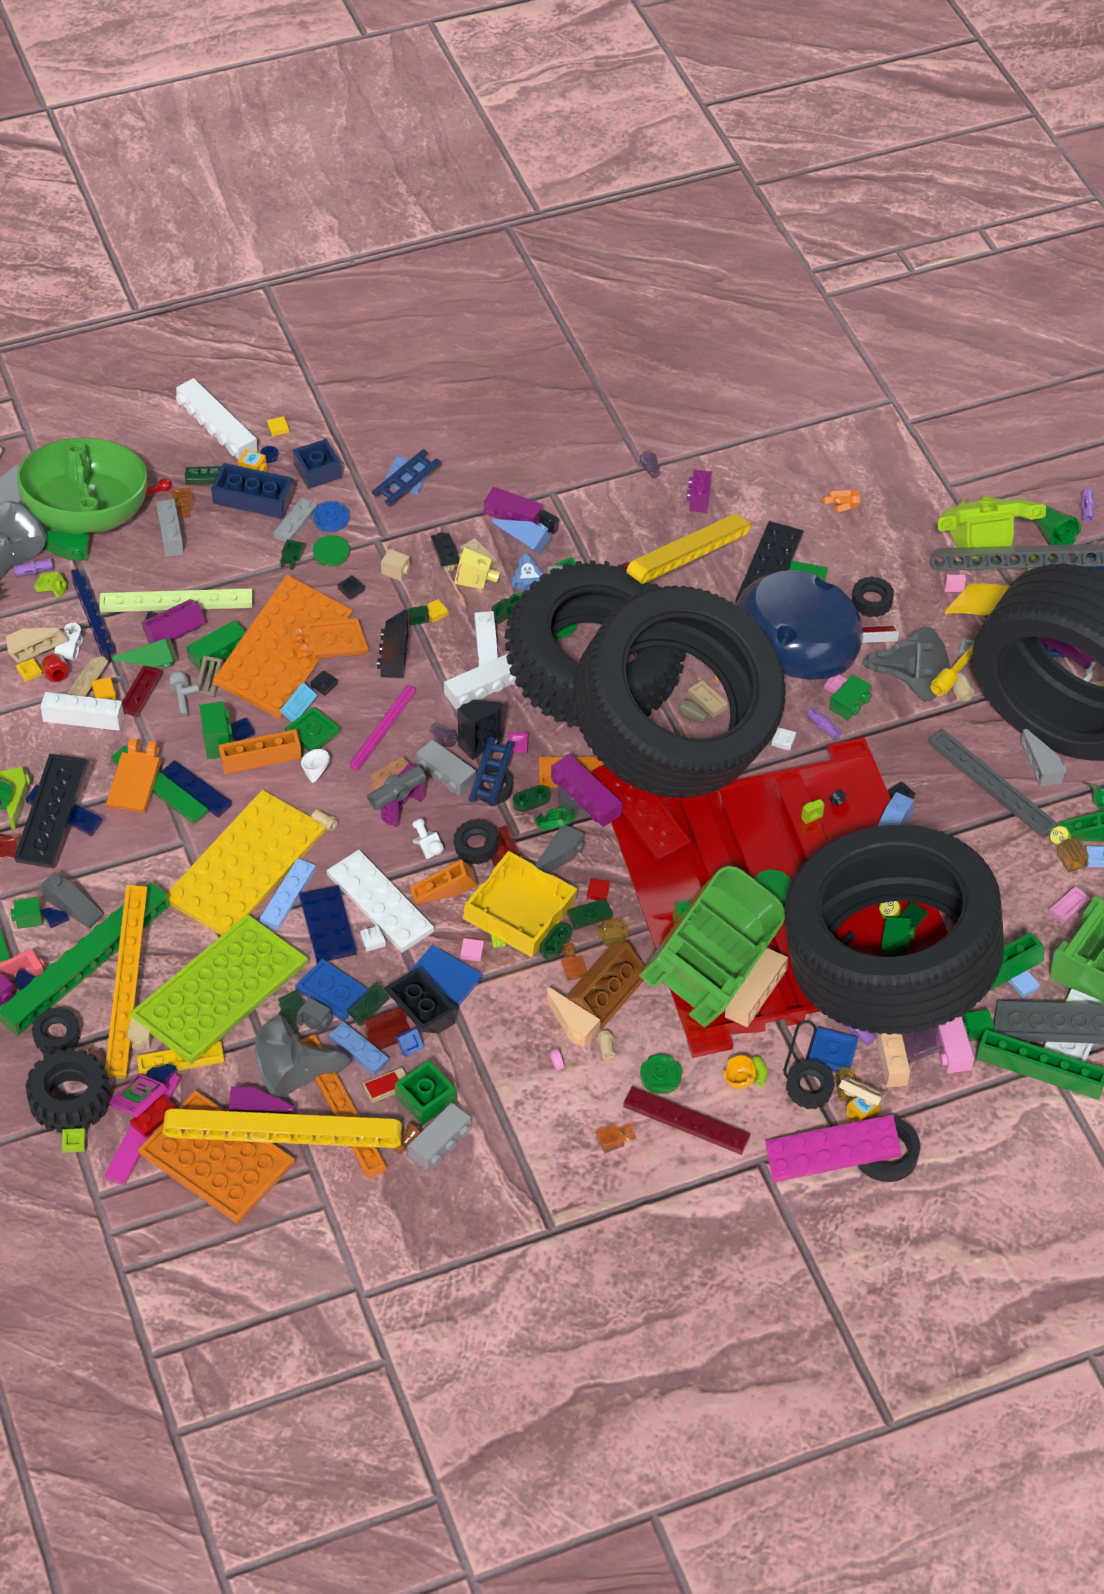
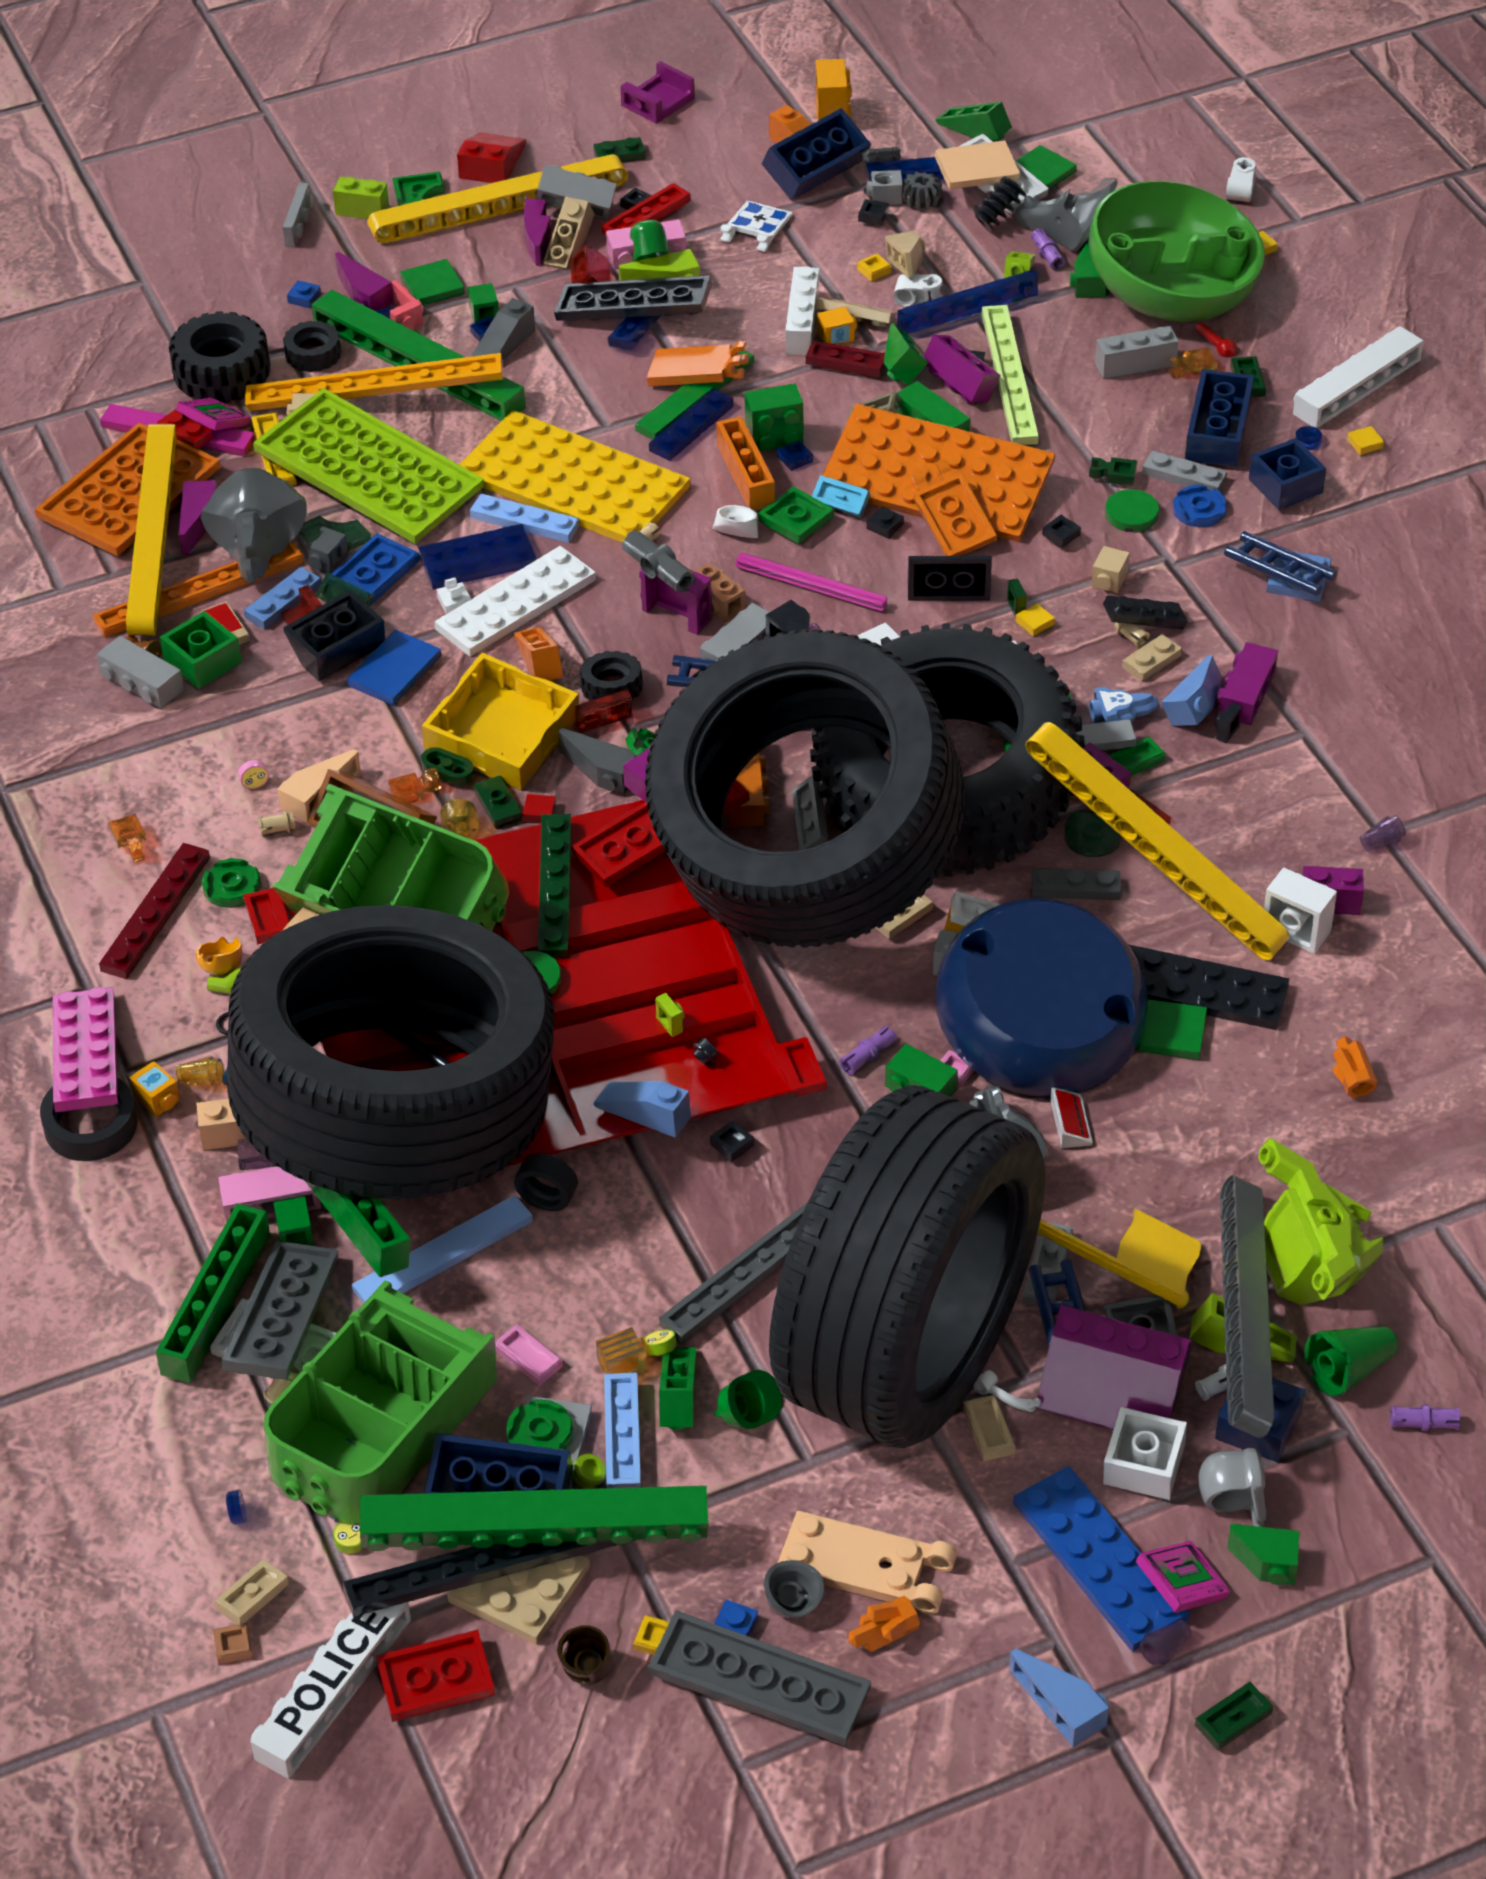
camera: 90 degrees right, 5 degrees down
(54, 668) = (873, 282): red head -> none
(73, 1140) = (159, 375): lime plate -> none
(161, 1073) = (244, 431): clear blue tile -> none
(179, 683) = (862, 387): light grey piece -> none
(253, 460) = (1277, 417): light orange brick -> none
(409, 1042) = (279, 639): plate -> none
(428, 840) = (610, 633): white piece -> none
(472, 950) = (435, 689): bright pink tile -> none
(474, 570) = (1108, 651): light yellow torso -> none
(678, 869) = (554, 885): none -> dark green plate
(723, 500) = (1302, 908): none -> white brick
(783, 738) = (835, 1005): white tile -> none
(805, 1099) = (193, 1013): black tyre -> none
(854, 1088) = (163, 1066): tan plate -> none
(876, 585) = (1144, 1089): black tyre -> none
(954, 583) = (1192, 1215): bright pink tile -> none

